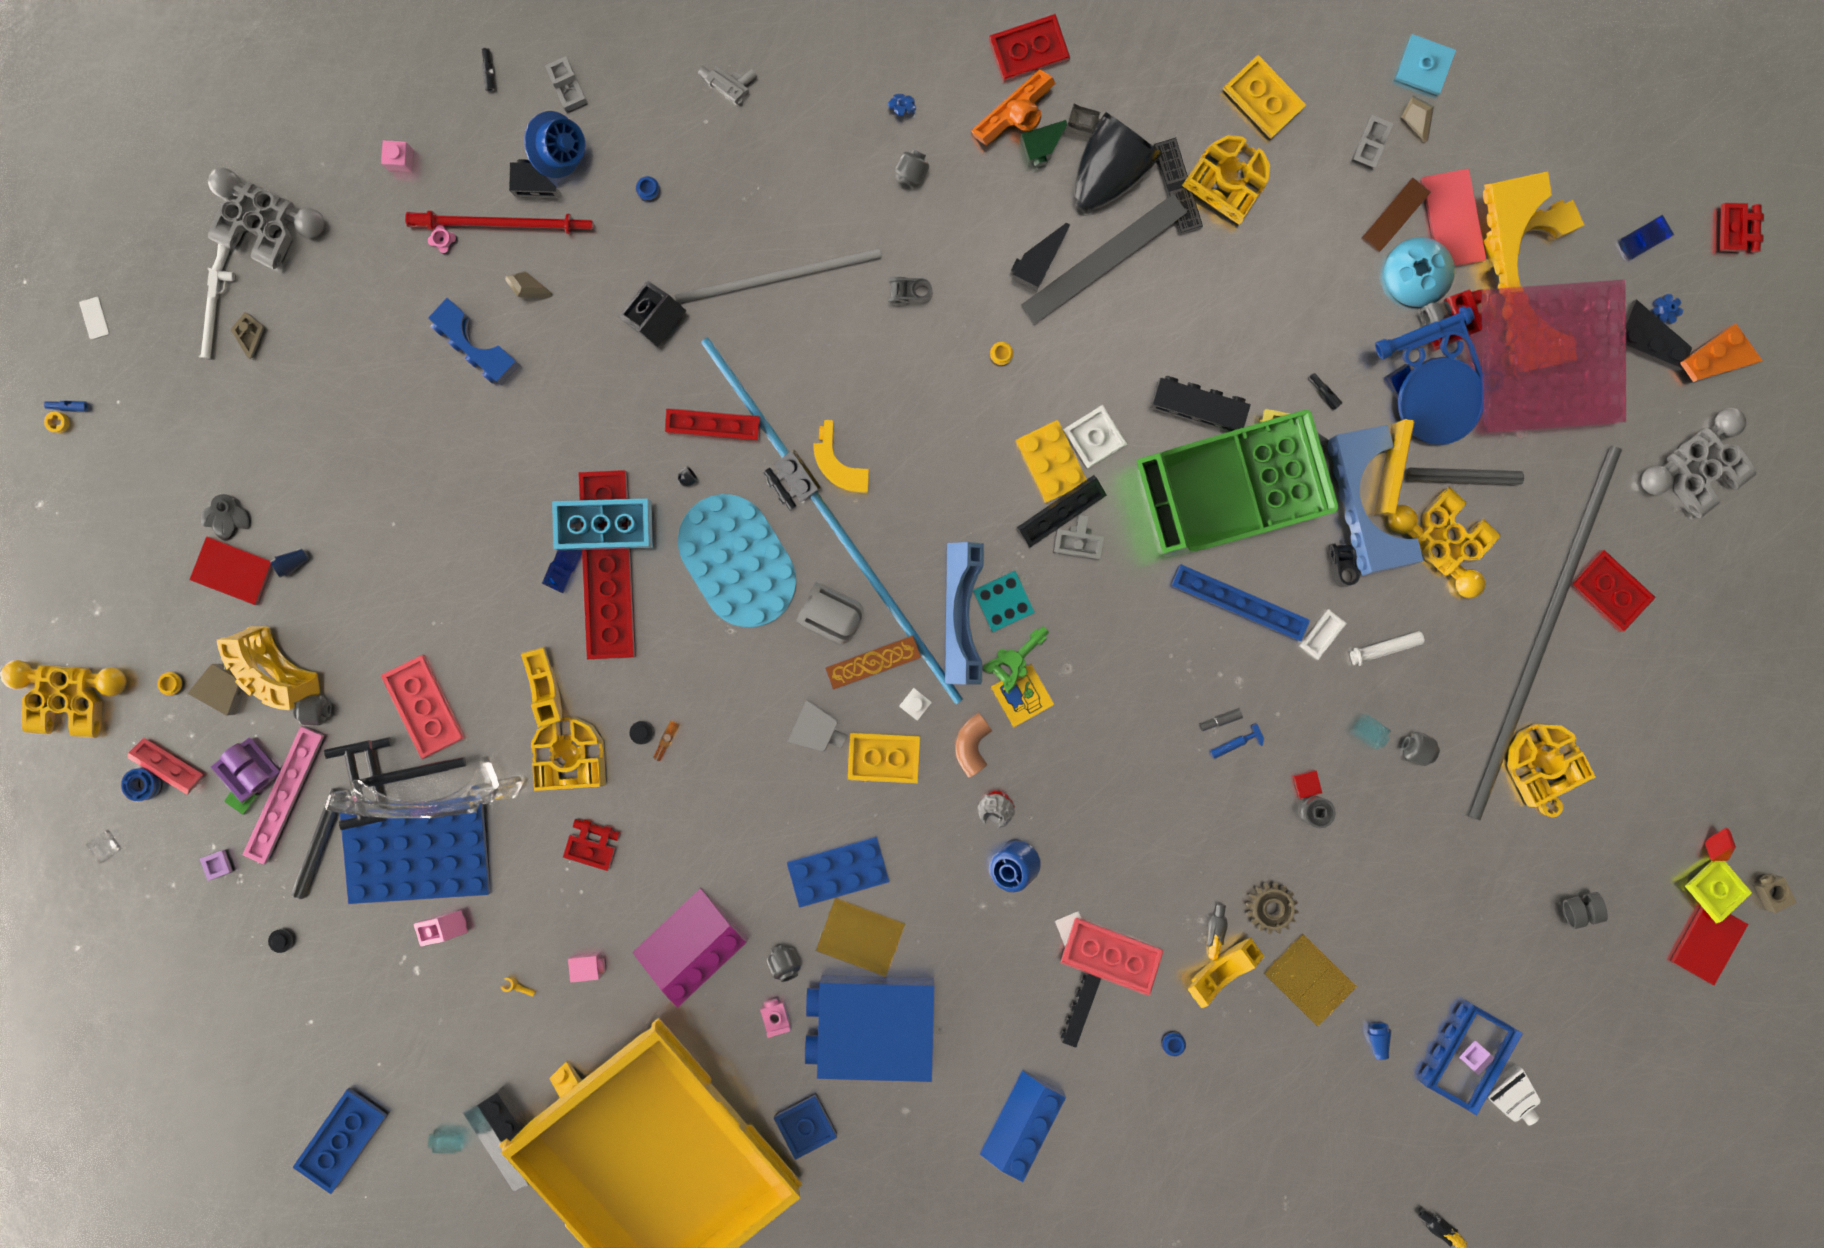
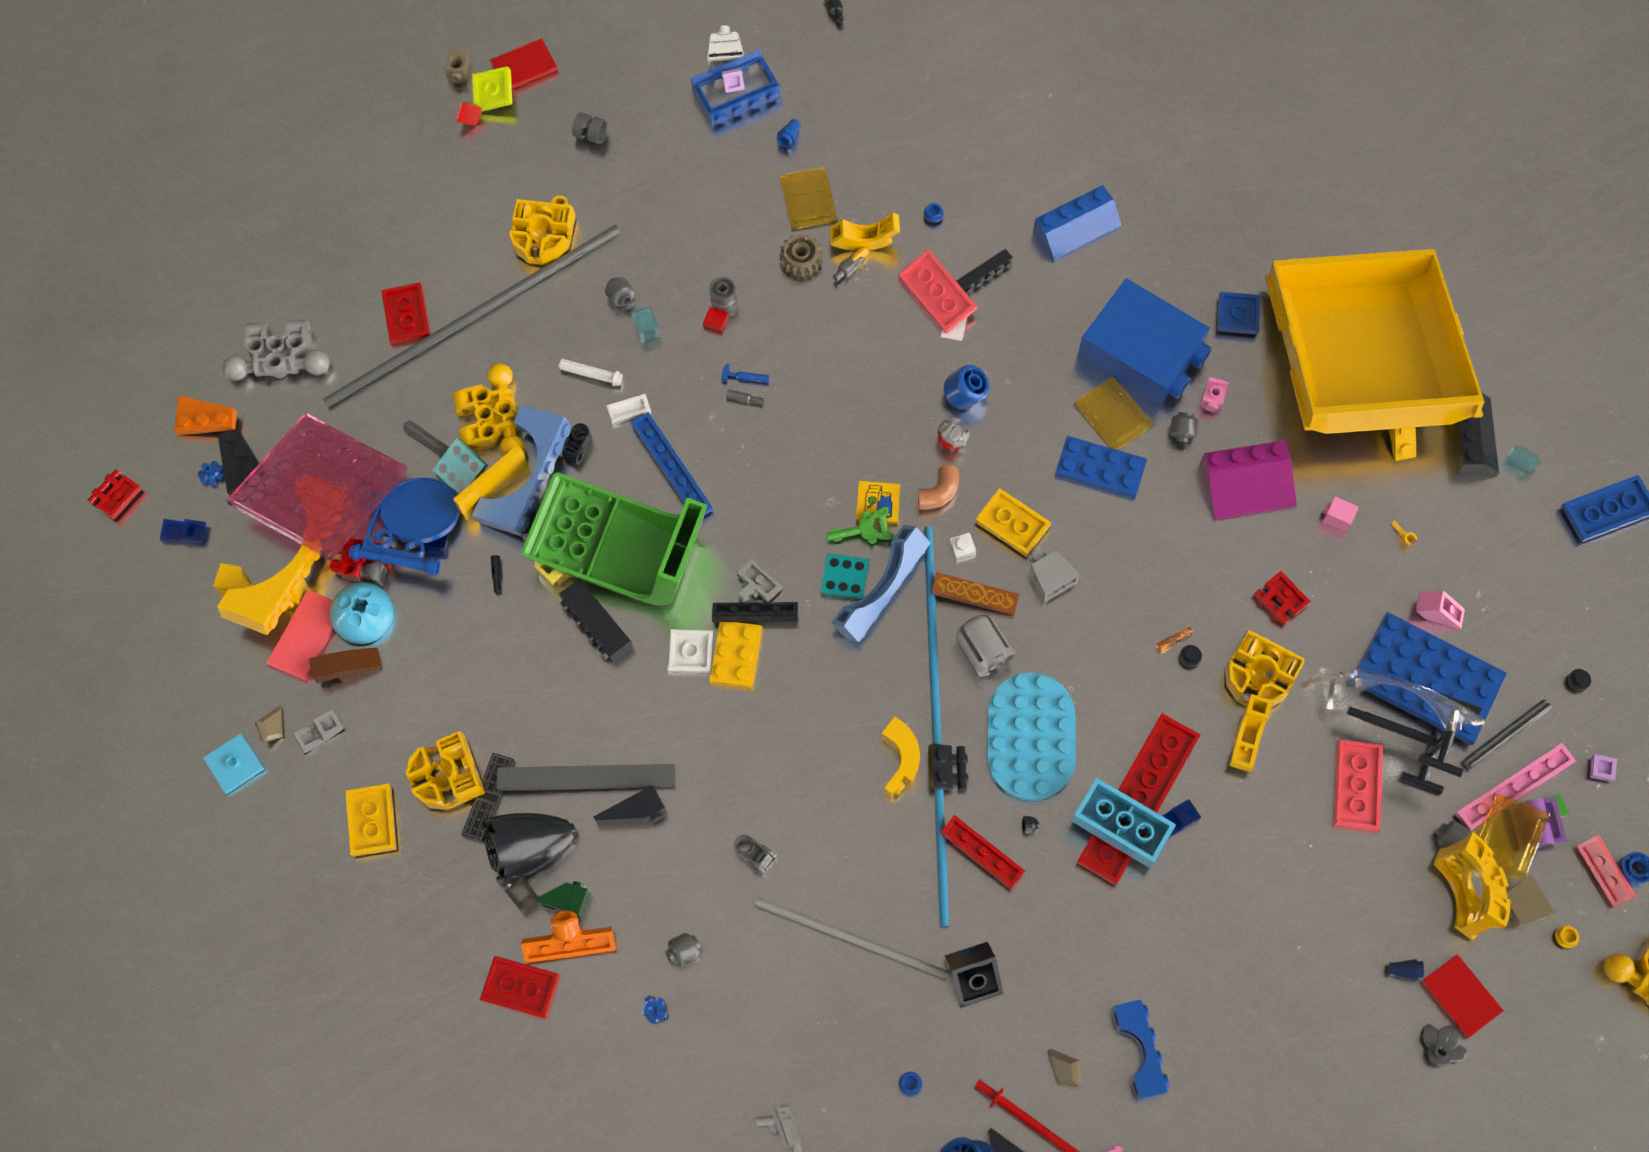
camera: 145 degrees left, 20 degrees down
(260, 740) = (1514, 834): none -> clear yellow piece
(1001, 353) = (716, 759): yellow plate -> none
(1436, 466) = (459, 466): none -> teal tile

